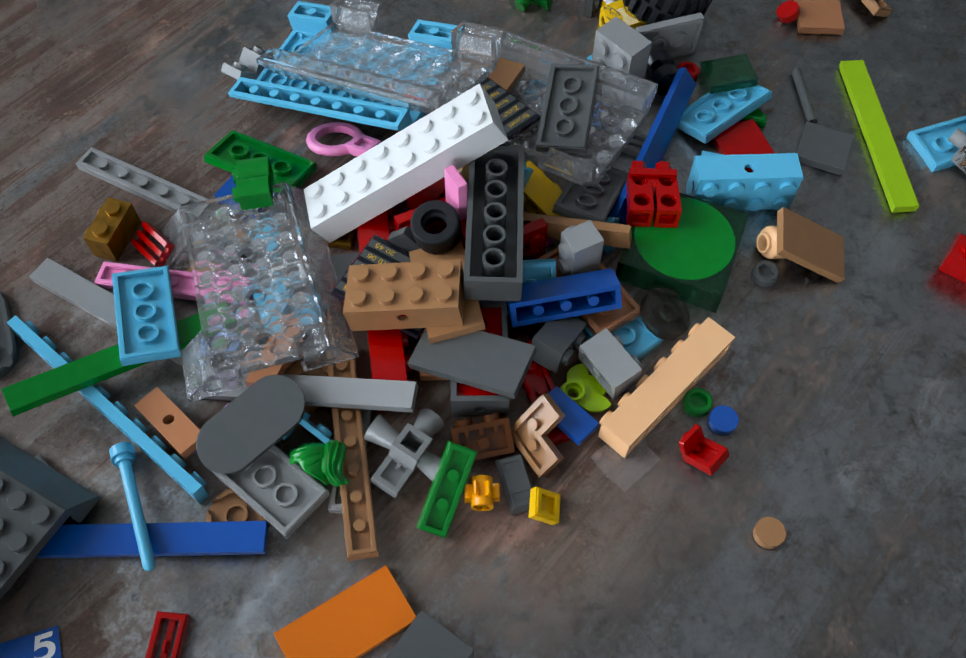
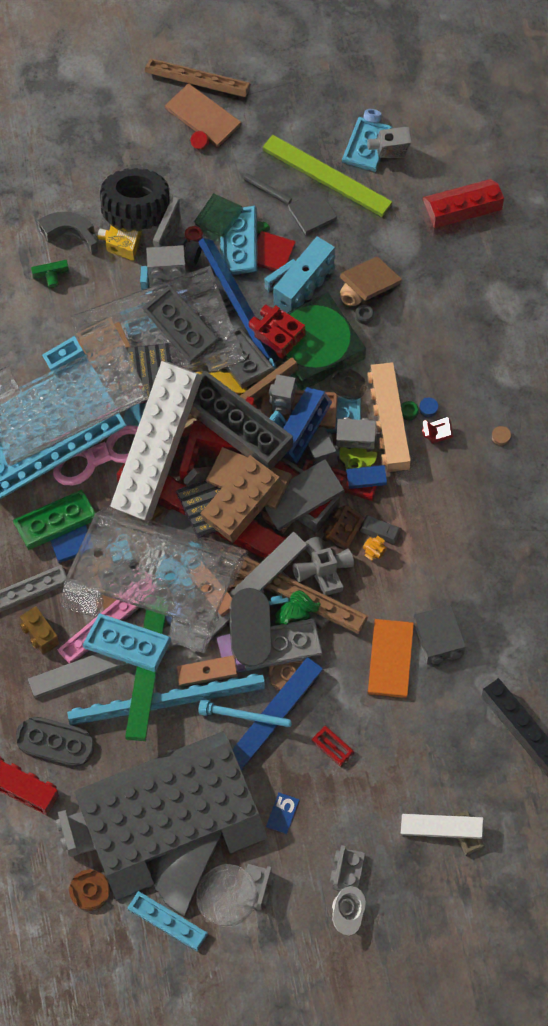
camera: 50 degrees left, 5 degrees up
(143, 238) = (56, 617): red tile -> none
(253, 183) = (89, 528): green brick -> none
(436, 211) = (214, 442): black tyre -> none
(446, 489) = (360, 561): green tile -> none
(456, 191) = (203, 427): bright pink tile -> none
(531, 436) = (362, 501): medium nougat plate -> none
(544, 505) = (404, 524): yellow tile -> none

